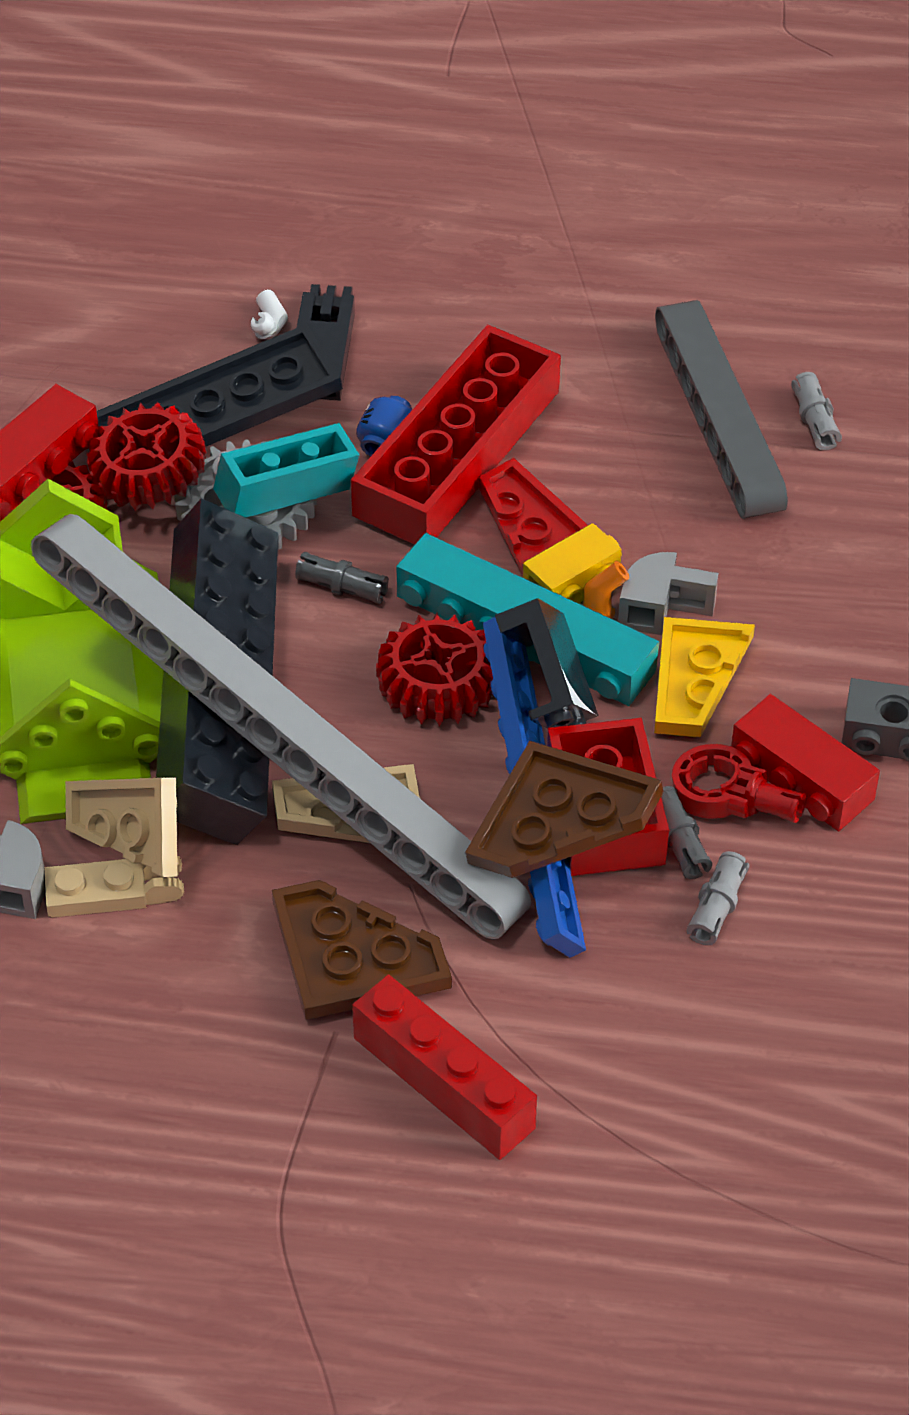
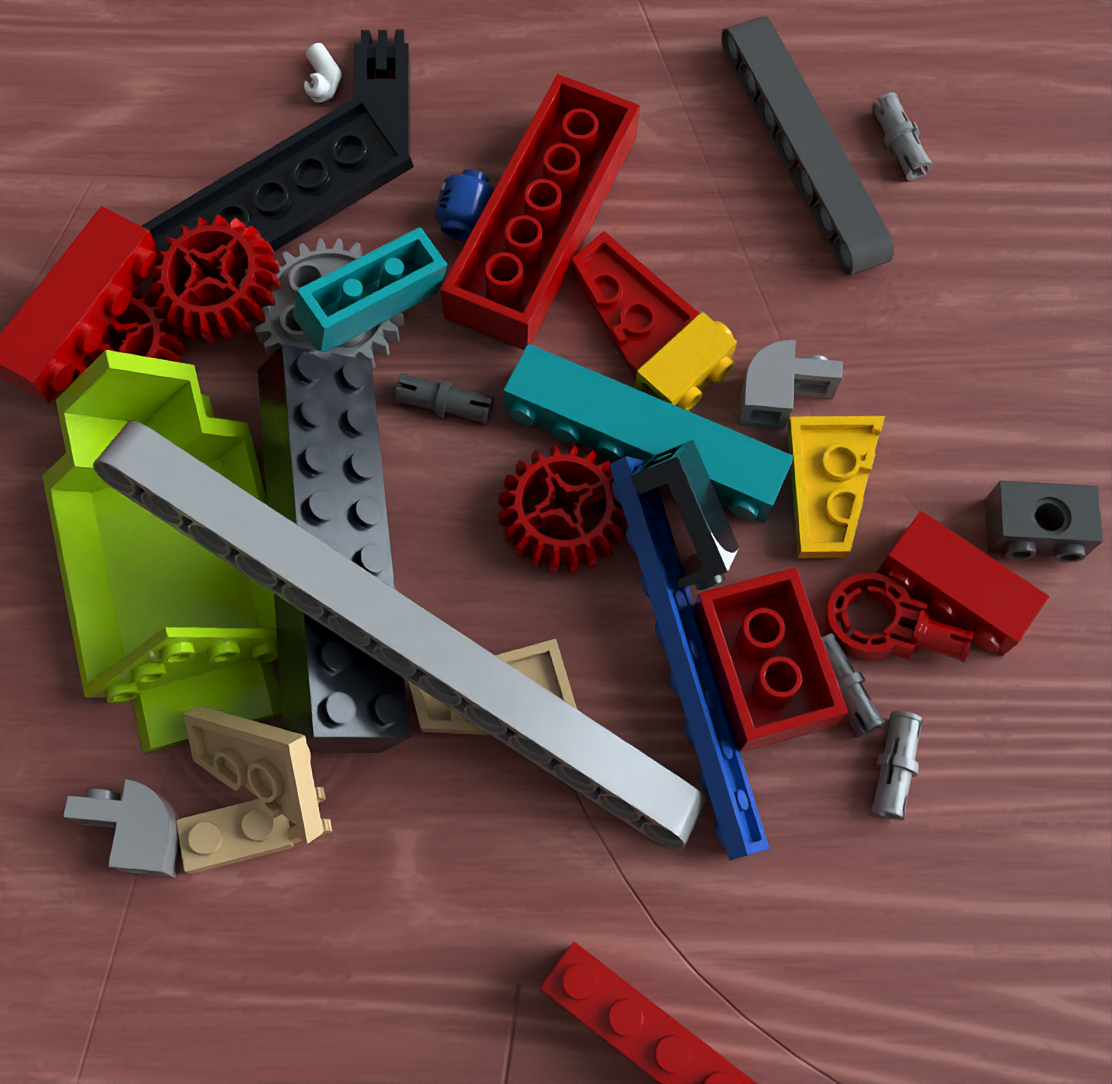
camera: 10 degrees left, 20 degrees up
(349, 947) = (524, 888): reddish brown plate -> none
(558, 808) = (732, 711): reddish brown plate -> none
(600, 588) = (719, 395): orange arm -> none

